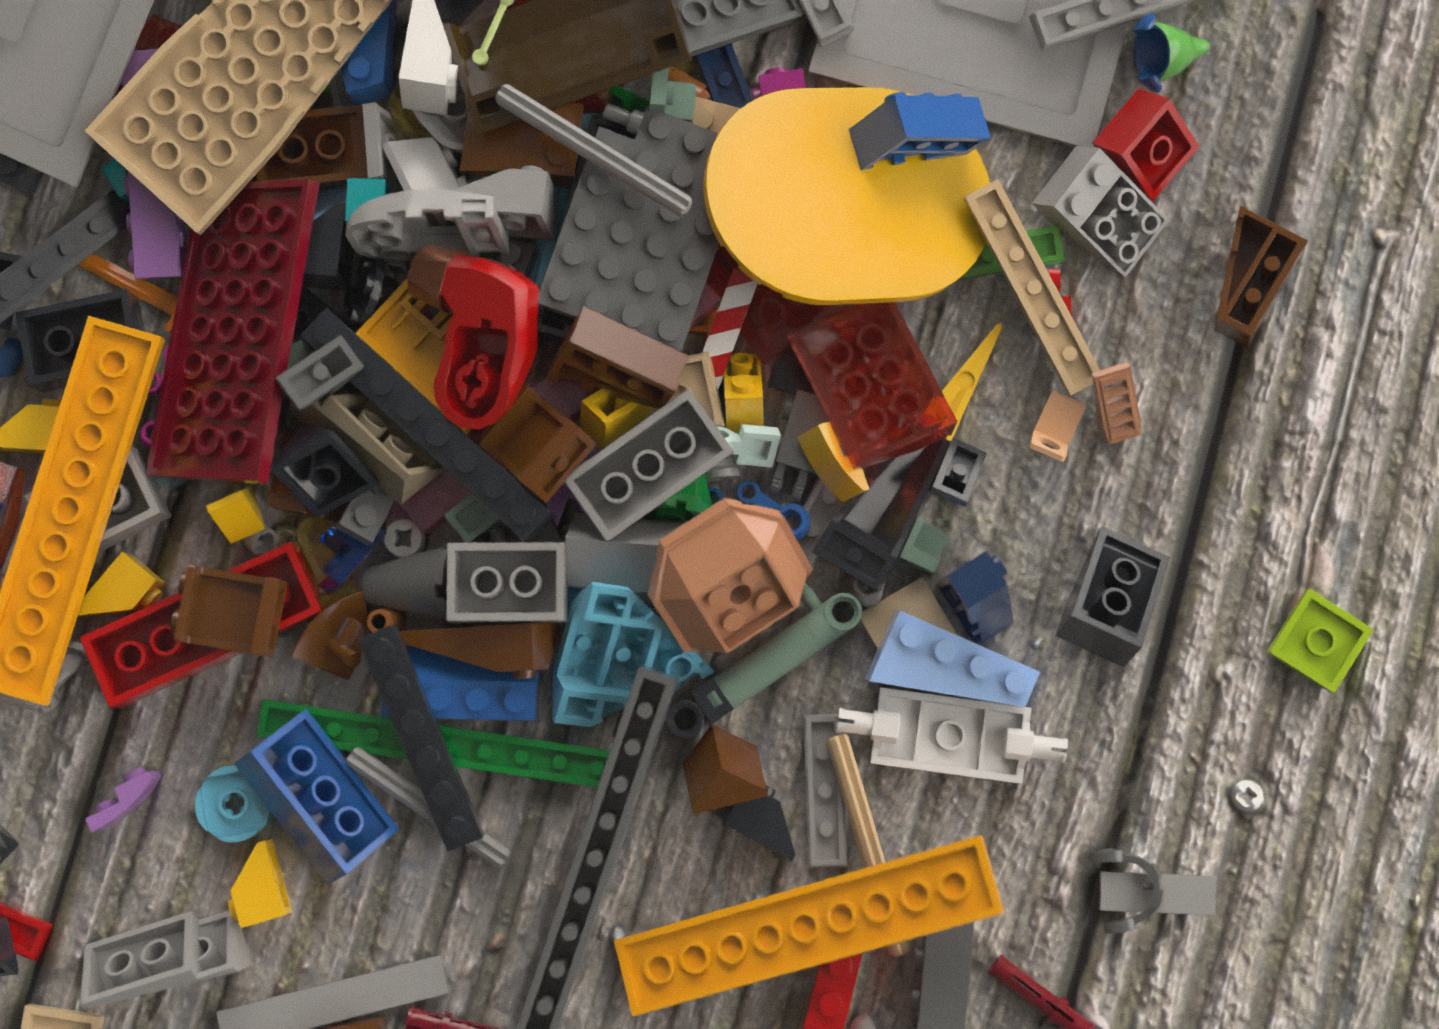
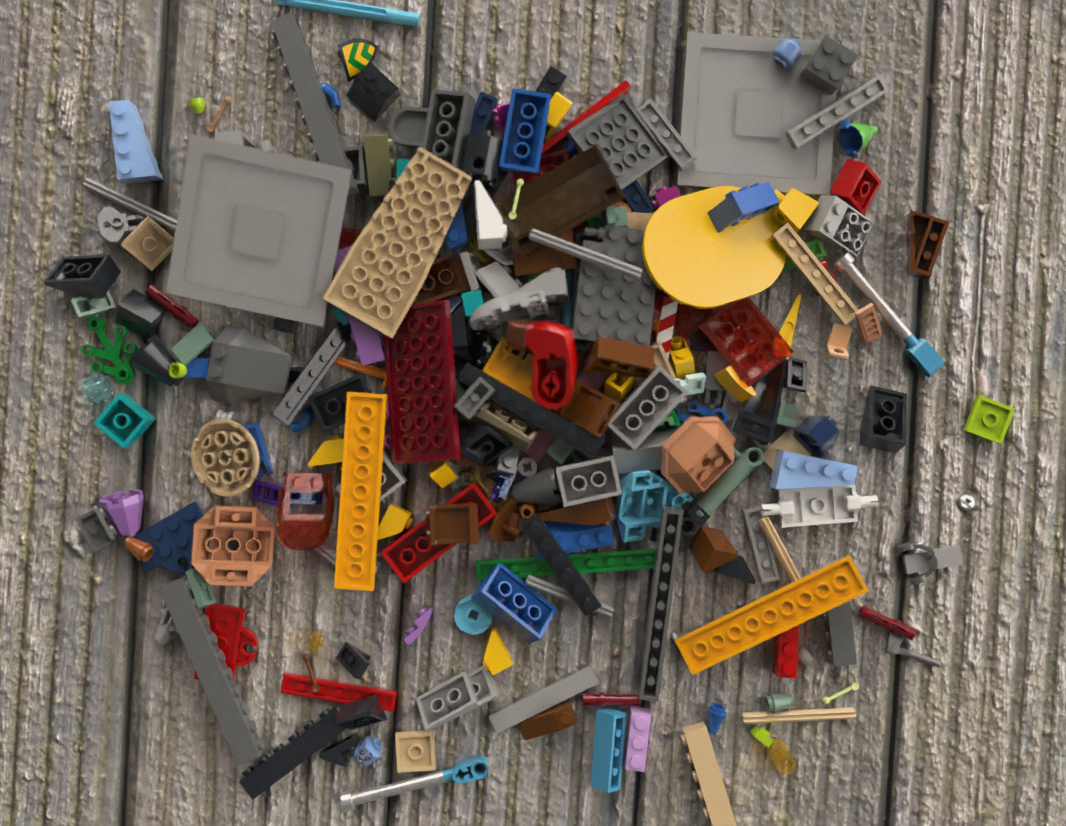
camera: 20 degrees left, 5 degrees up
(1018, 158) = (793, 208): none -> yellow torso
(1207, 476) = (919, 350): none -> piece

